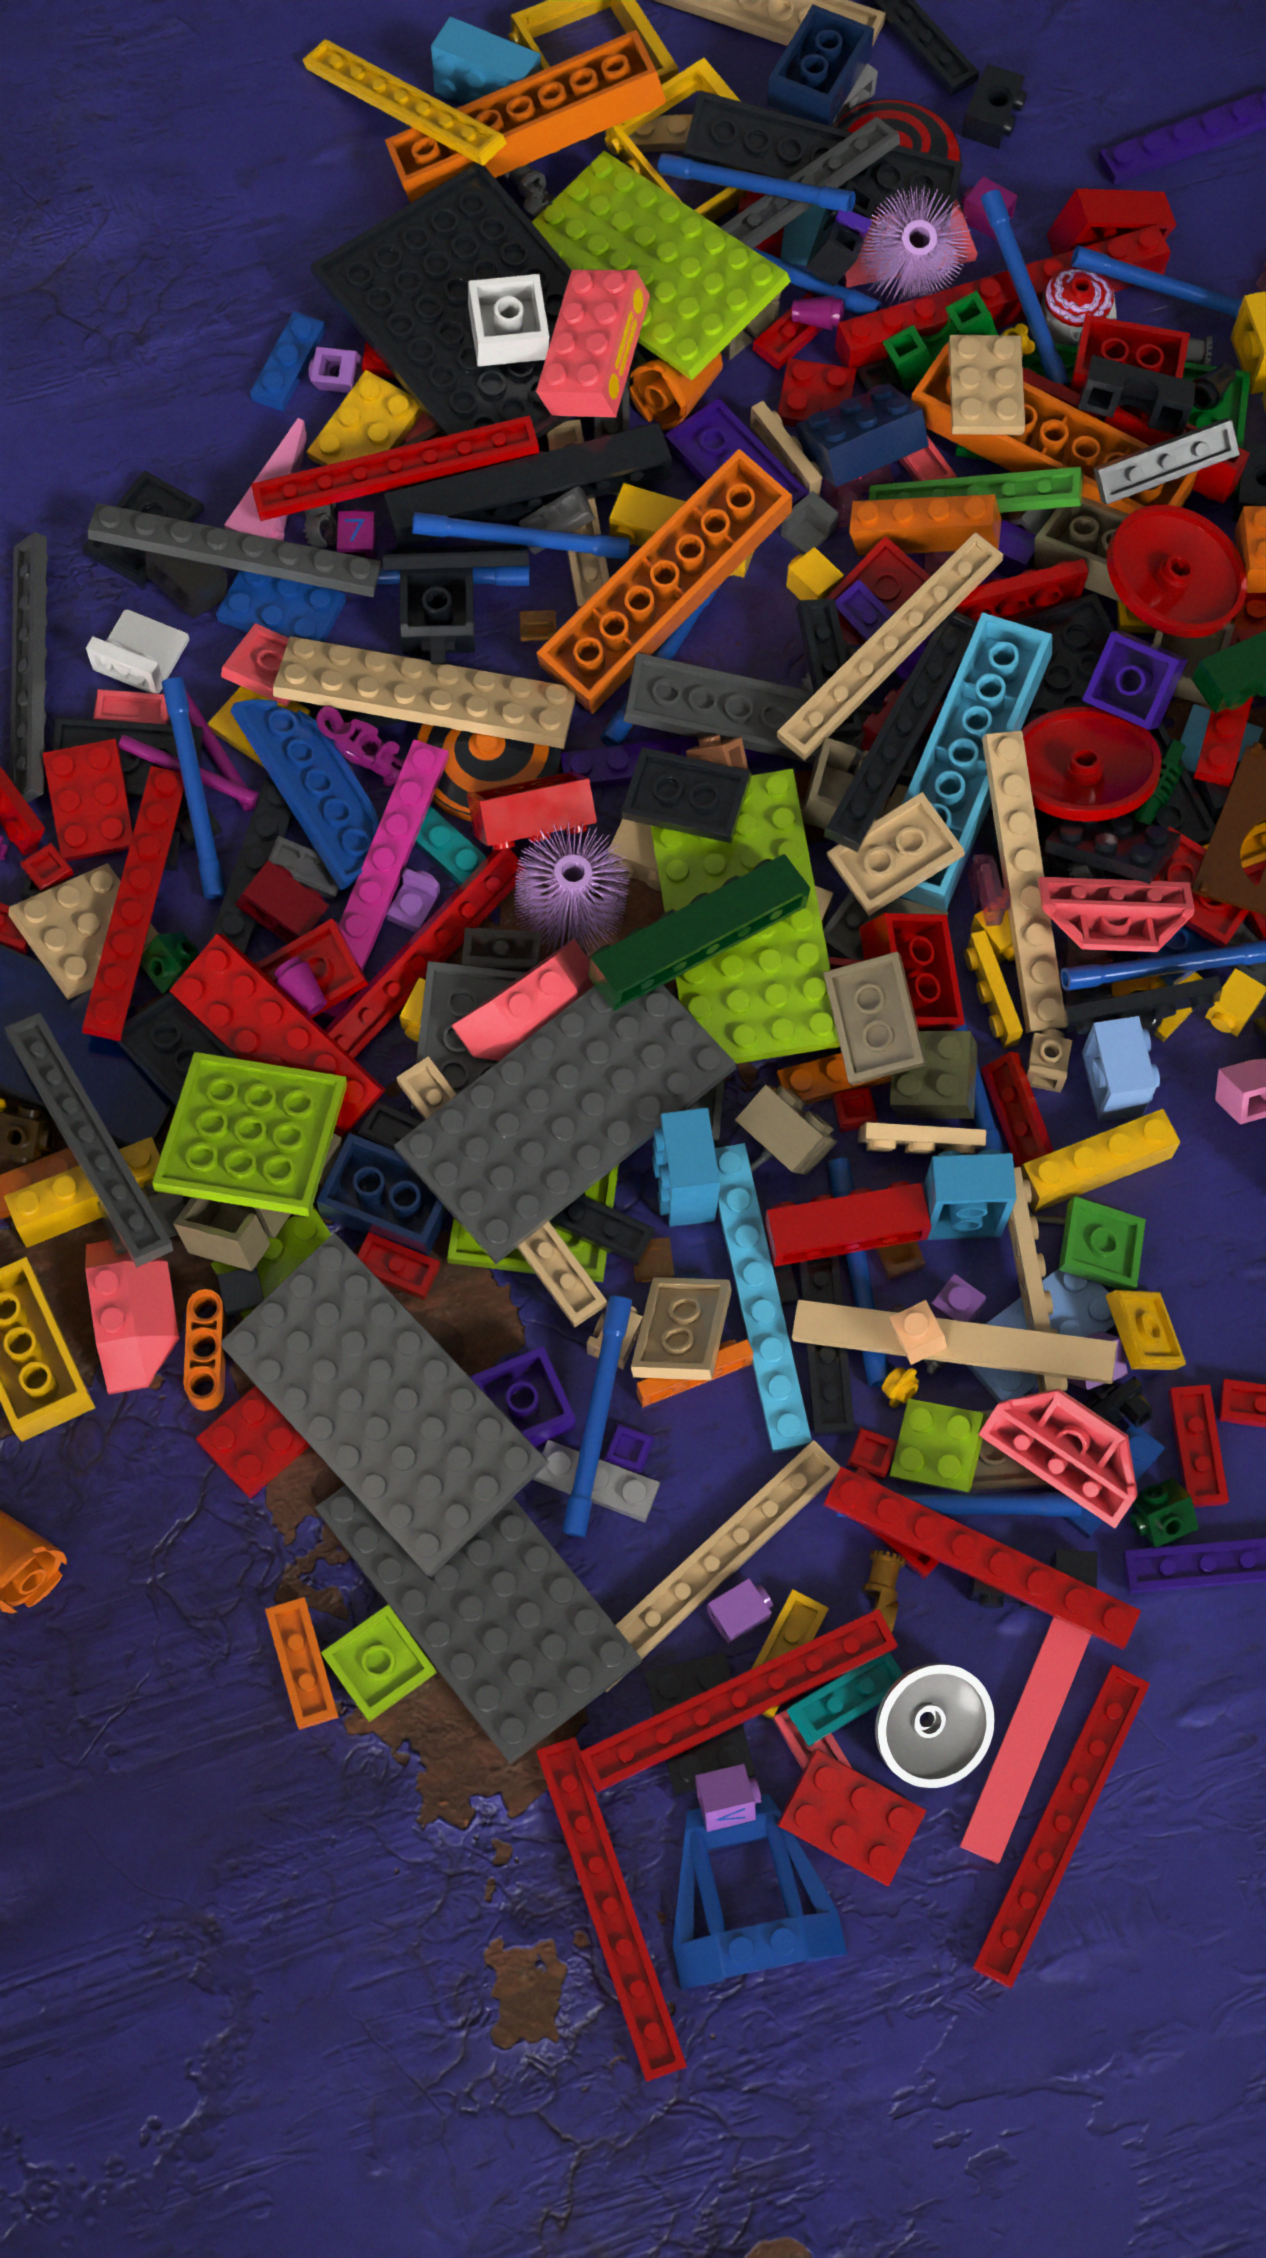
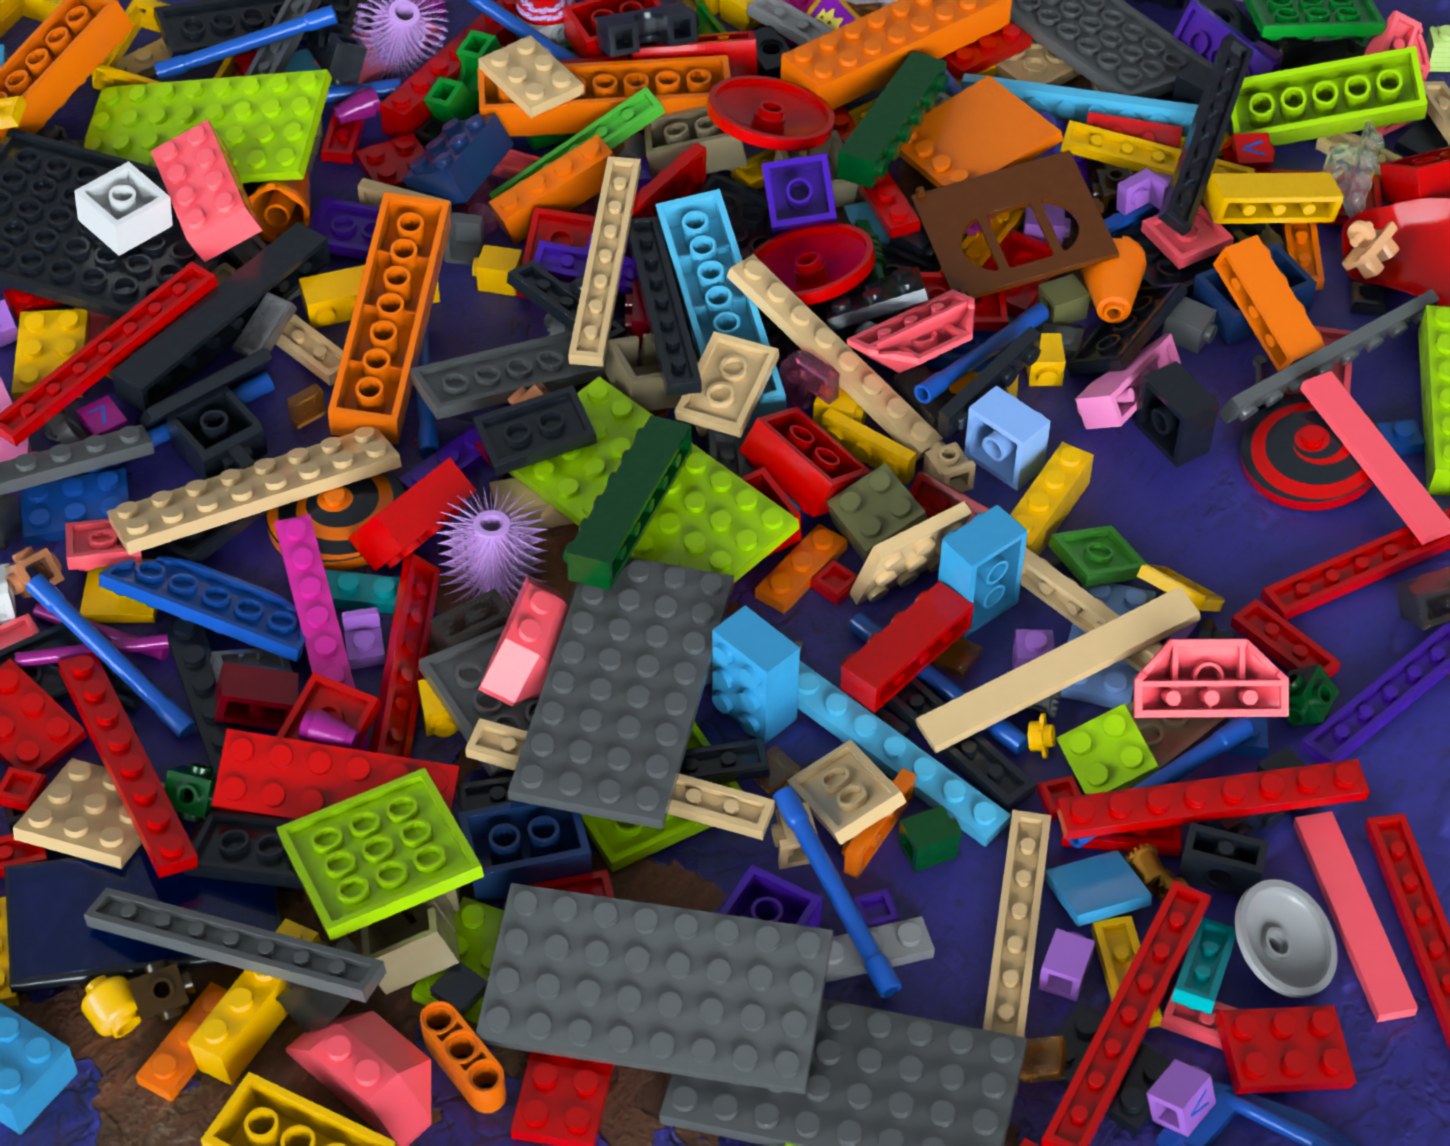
camera: 35 degrees left, 20 degrees down
(195, 672) = (40, 561): none -> nougat brick
(361, 745) = (234, 555): magenta animal -> none
(443, 526) = (182, 365): blue piece -> none
(645, 1683) = (1044, 1059): none -> clear orange tile
(724, 1416) = (929, 838): none -> dark green brick
(786, 1129) = (806, 602): dark tan piece -> none
(824, 1562) = (1098, 888): none -> dark azure tile
(854, 222) = (344, 27): dark purple tile -> none
(874, 1018) = (811, 489): dark tan plate -> none
(918, 1332) = (1033, 669): light nougat brick -> none
(946, 1616) = (1222, 860): none -> black brick
(1166, 461) = (703, 54): plate -> none

